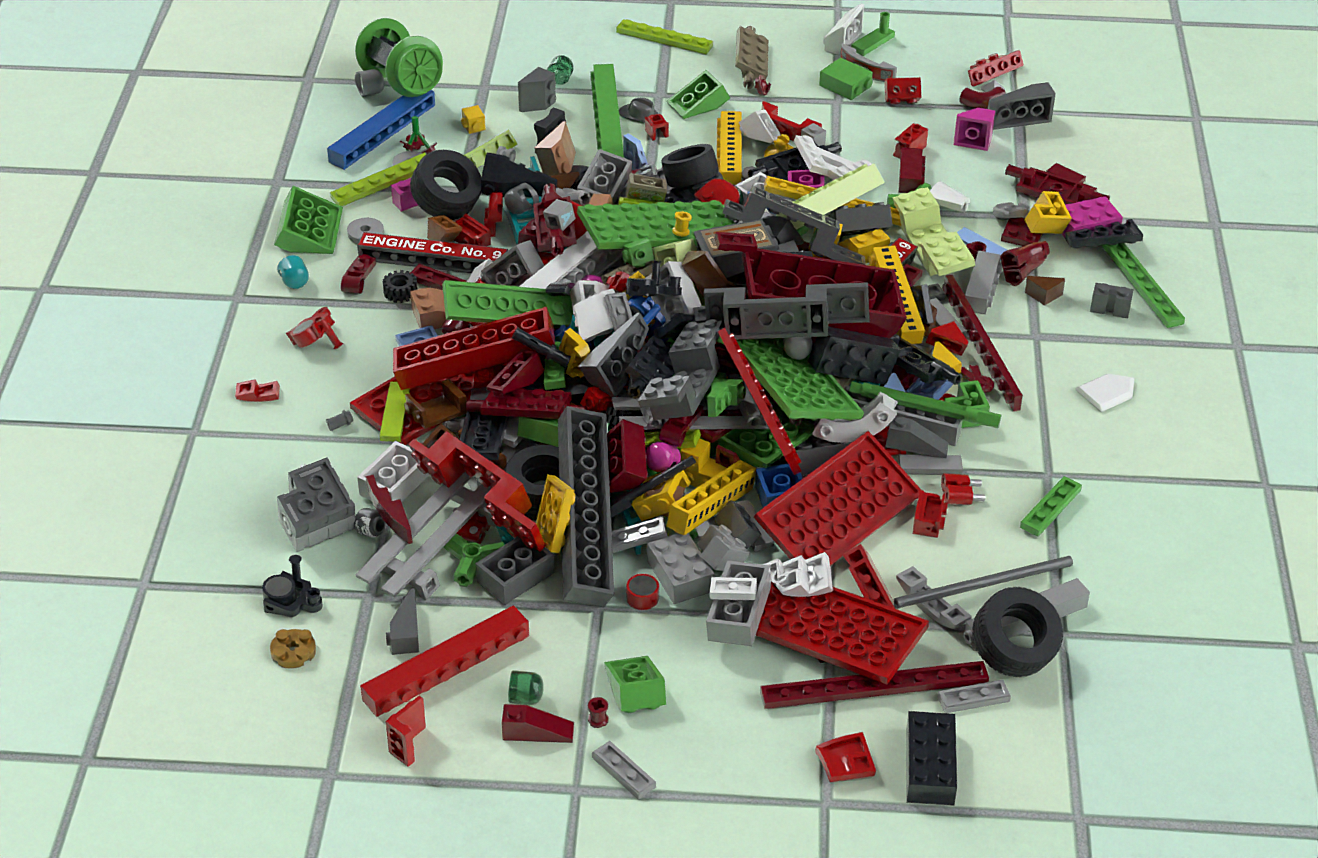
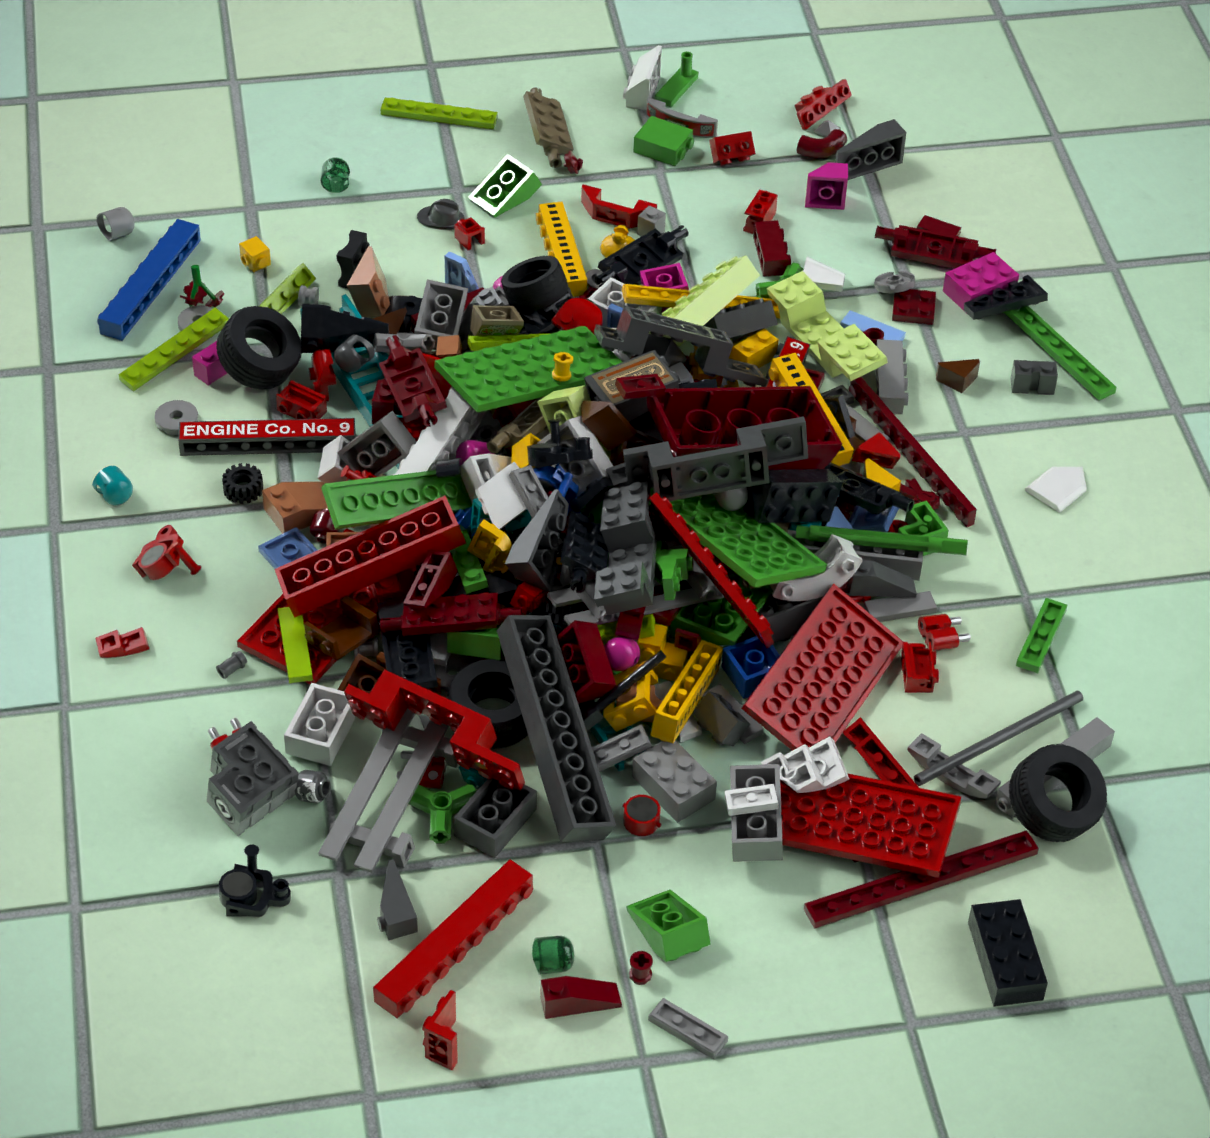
camera: 15 degrees left, 5 degrees up
(297, 638) = (271, 942): pearl gold plate -> none
(308, 223) = (106, 419): bright green slope -> none
(356, 274) = (187, 475): dark red plate -> none
(390, 511) = (339, 772): dark red slope -> none
(408, 62) = (172, 200): bright green brick -> none
(432, 277) = (284, 467): dark red plate -> none
(442, 229) = (270, 404): dark orange slope -> none
(537, 90) = (320, 207): dark grey slope -> none
(541, 347) = (457, 547): black pin -> none
(554, 512) = (526, 740): yellow plate -> none
(559, 215) = (419, 376): light grey brick -> none
(606, 109) = (407, 224): bright green brick -> none
(618, 282) = (512, 450): red plate -> none
(638, 252) = (522, 408): bright green brick -> none
(721, 547) = (714, 749): light grey brick -> none
(759, 127) = (590, 220): white slope -> none
(824, 162) = (682, 255): white plate -> none
(846, 758) = (918, 969): red plate -> none
(973, 696) = (1026, 872): light grey tile -> none
(1021, 261) = (926, 344): dark red piece -> none
(1048, 214) = (940, 283): yellow brick -> none

